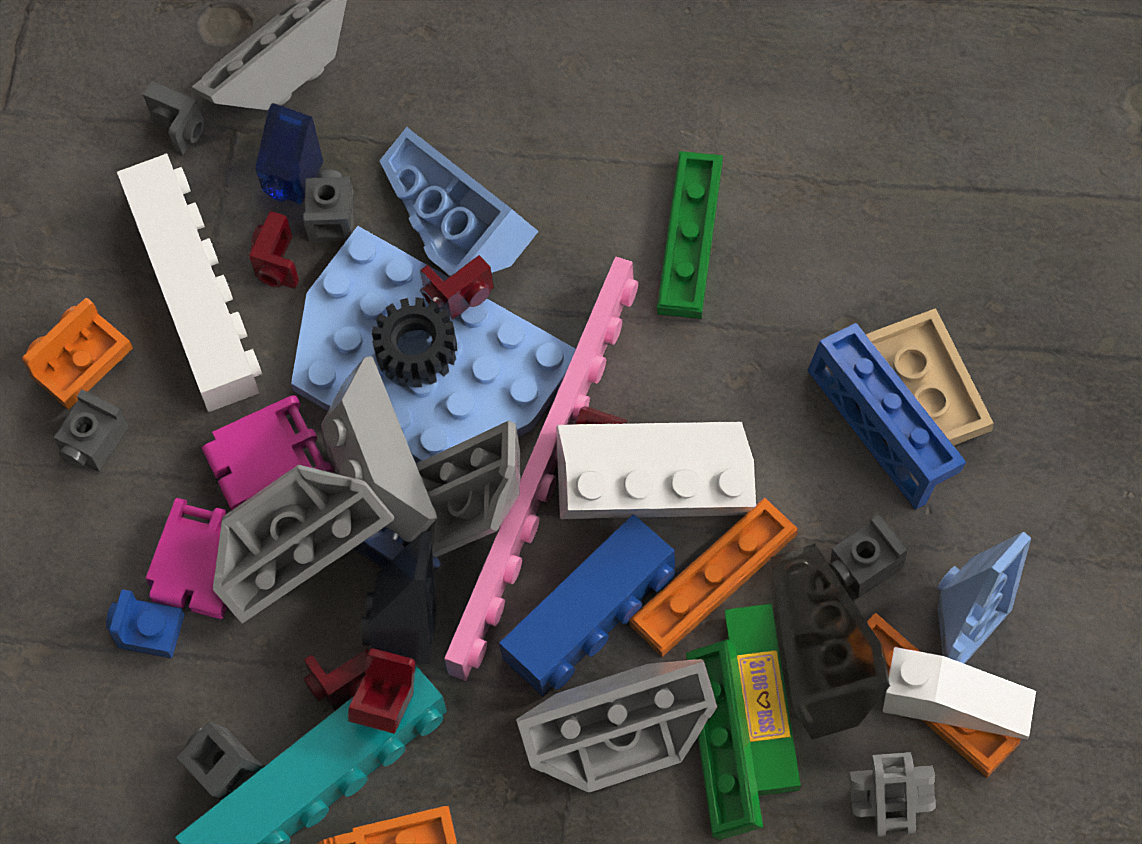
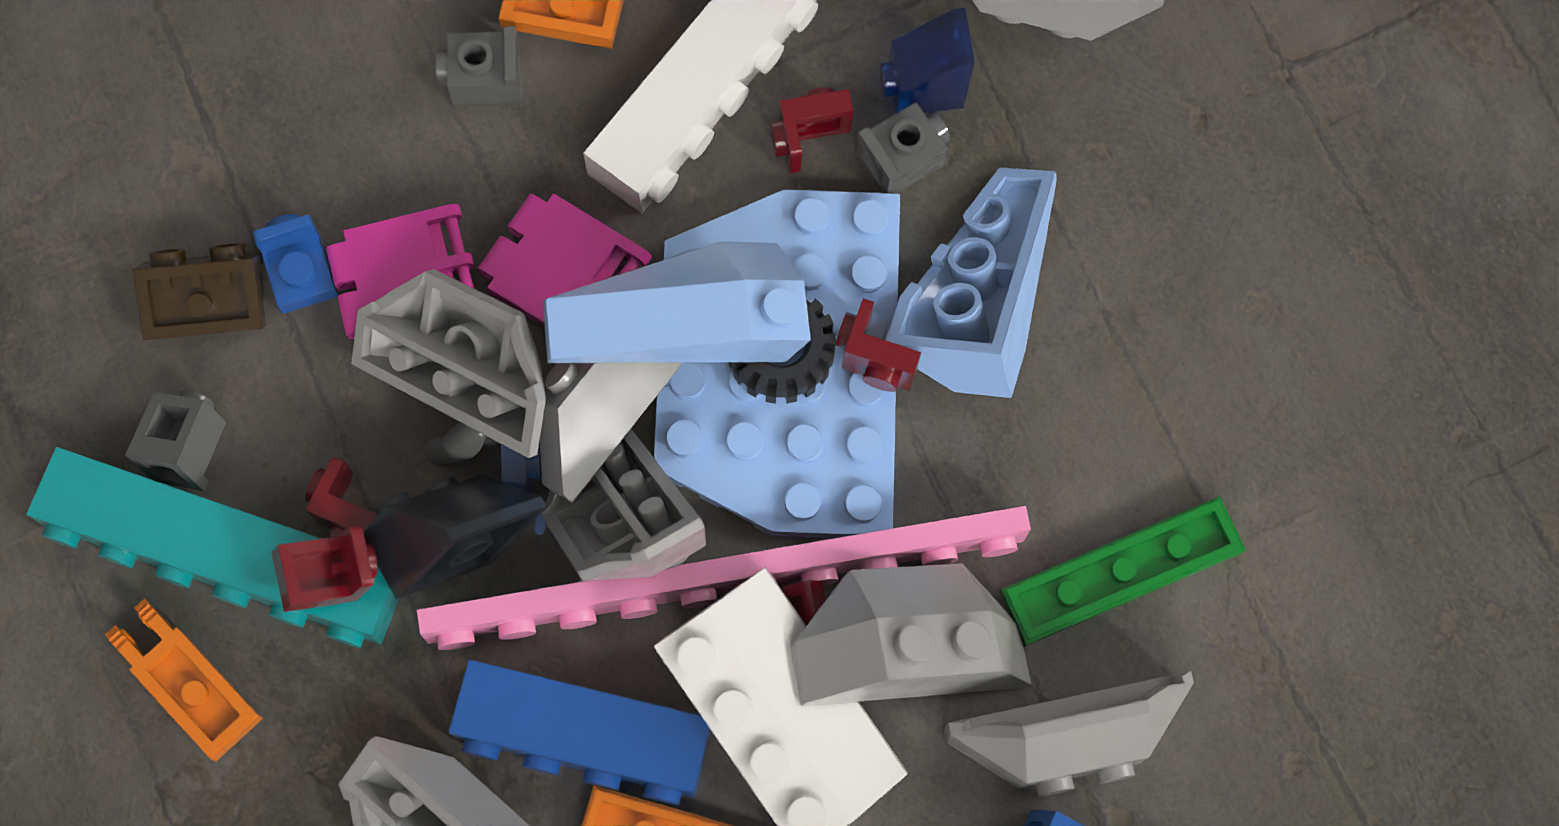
camera: 50 degrees right, 10 degrees up
(124, 696) = (199, 293): none -> dark brown bracket
(346, 579) = (457, 445): none -> dark grey arm
(362, 365) = (690, 308): none -> light blue wedge
(655, 370) = (908, 637): none -> light grey wedge
(776, 316) = (1073, 735): none -> light grey wedge

